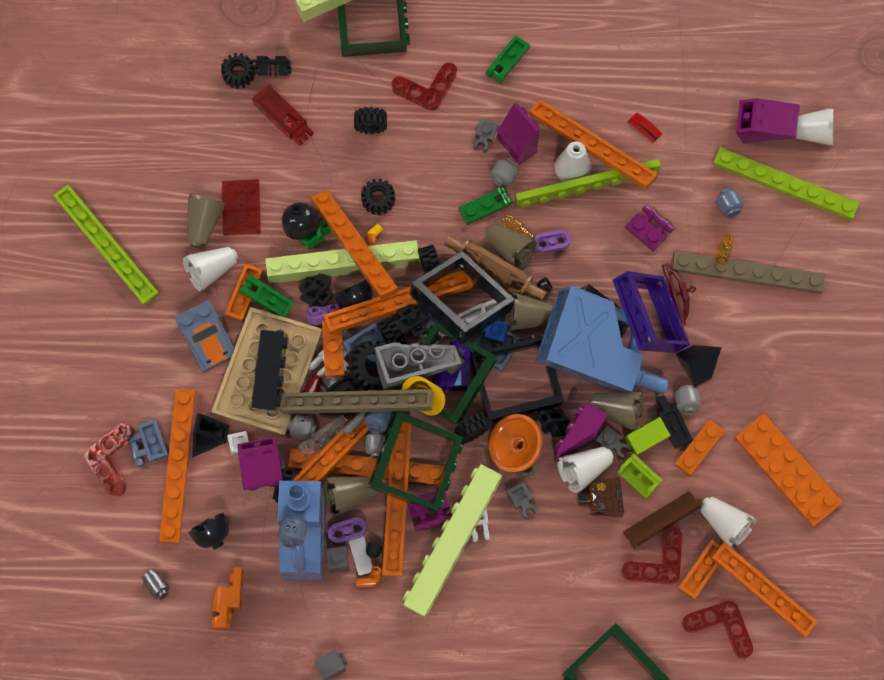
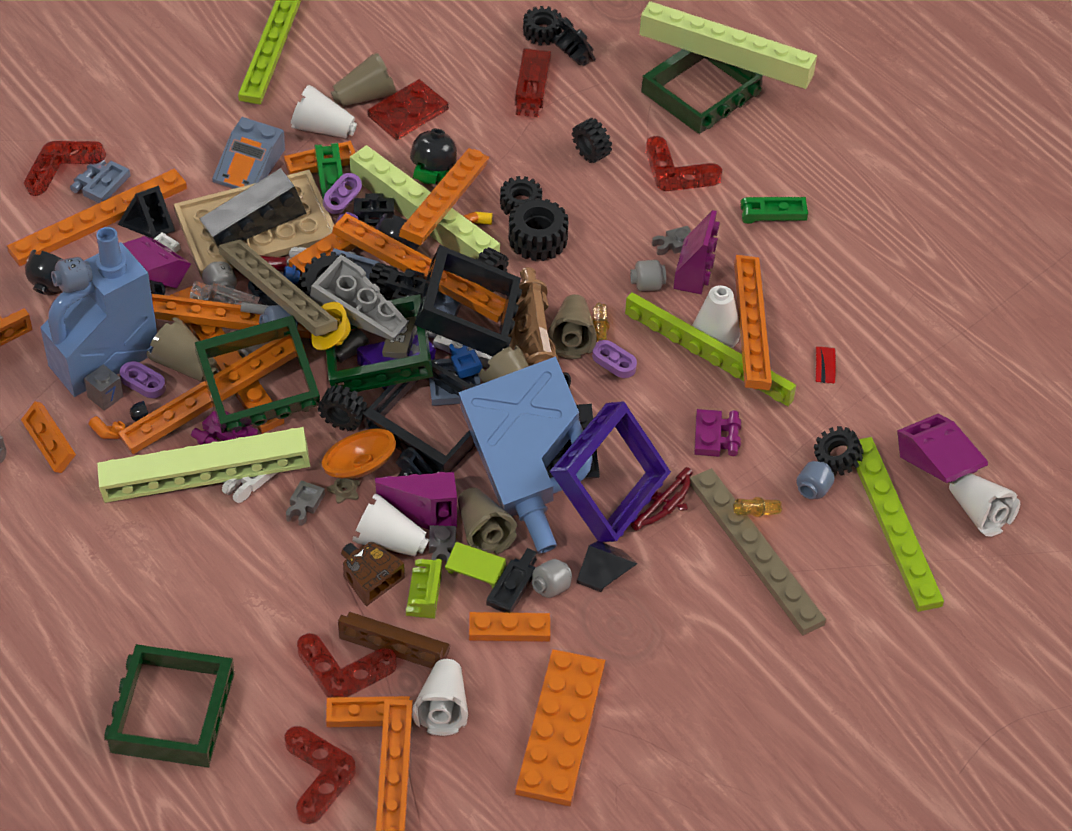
camera: 50 degrees right, 20 degrees down
(292, 303) = (340, 194): none -> medium lavender plate
(338, 383) = (292, 274): none -> blue plate
(351, 620) = (48, 437): none -> orange plate
(362, 561) = (123, 412): white sticker -> none
(412, 194) = (524, 231): none -> black tyre
(485, 206) = (598, 285): green plate -> none
(720, 162) = (839, 438): none -> black tyre

